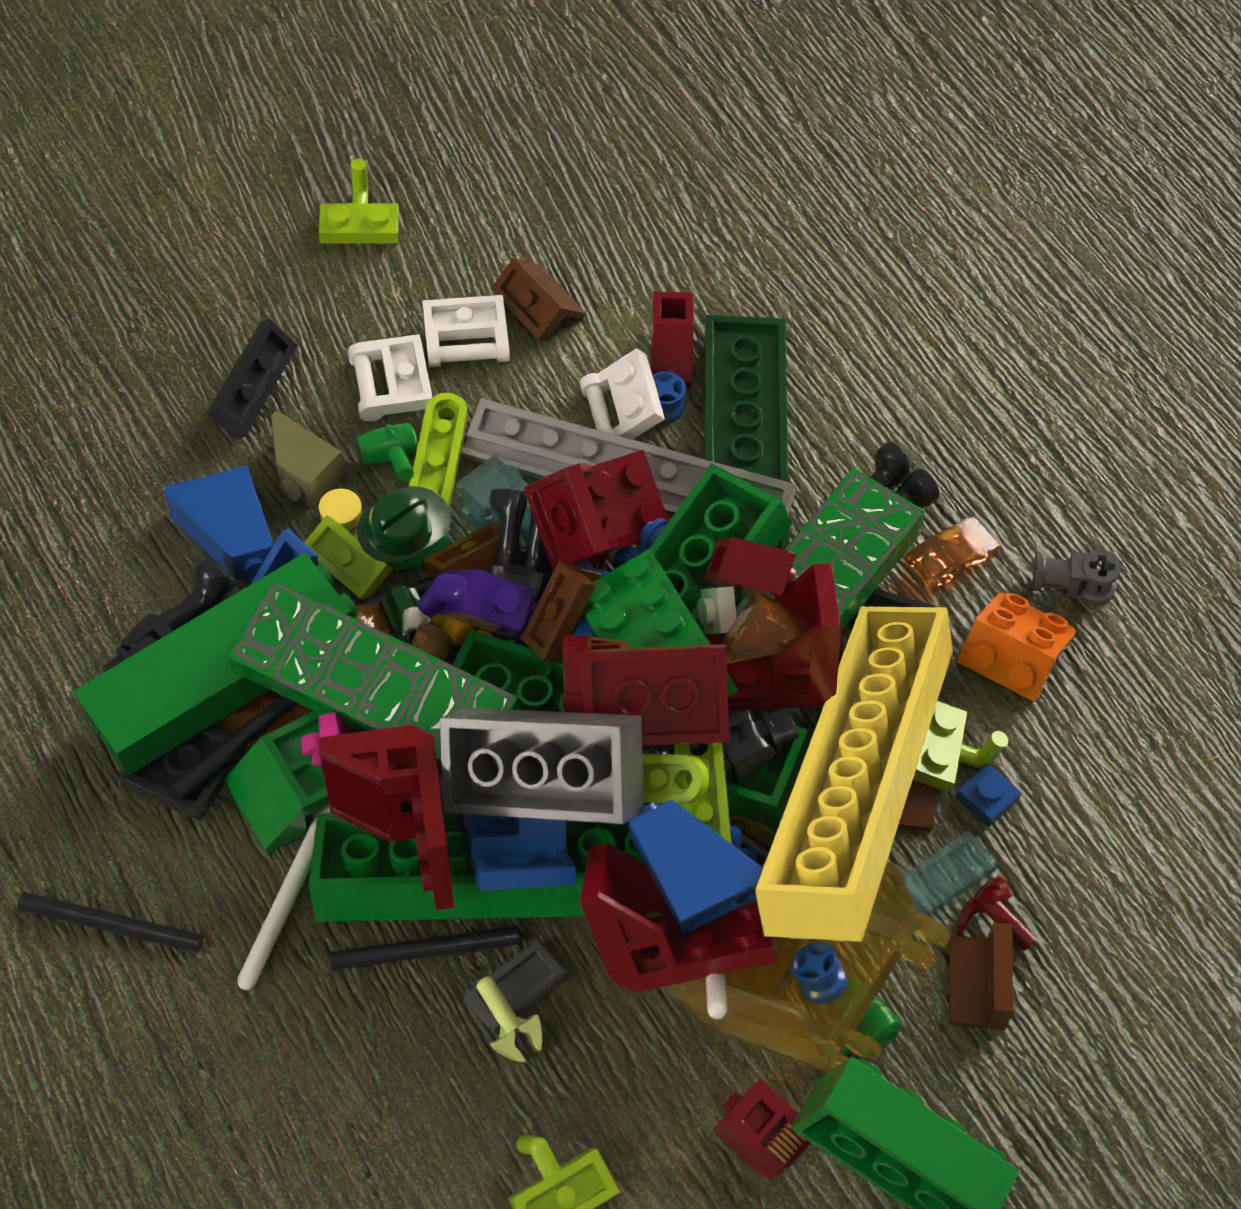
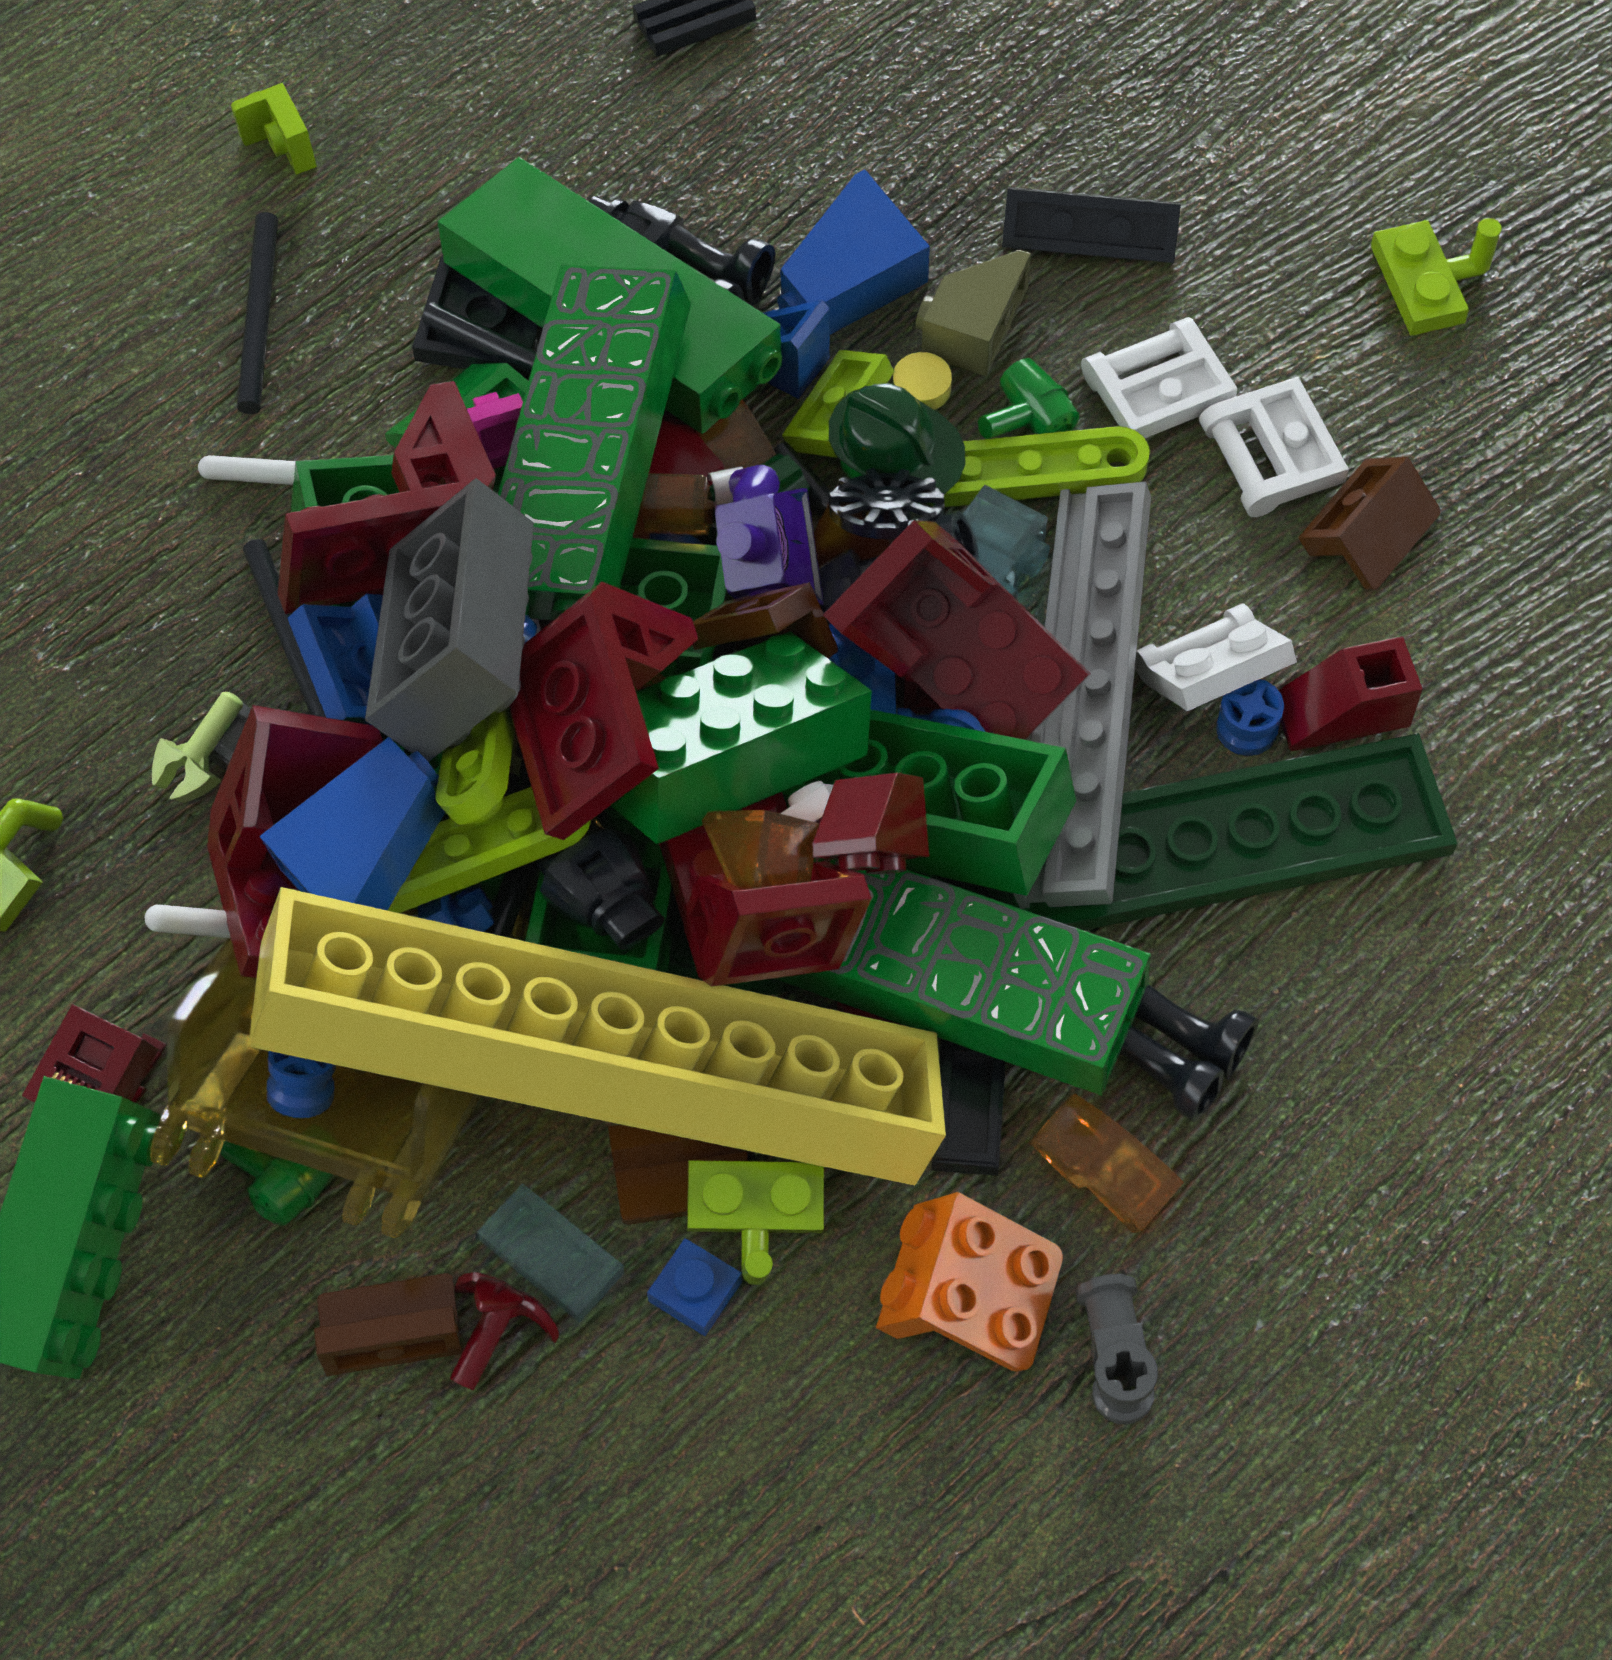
camera: 80 degrees right, 5 degrees up
(465, 534) = (884, 503): none -> black wheel

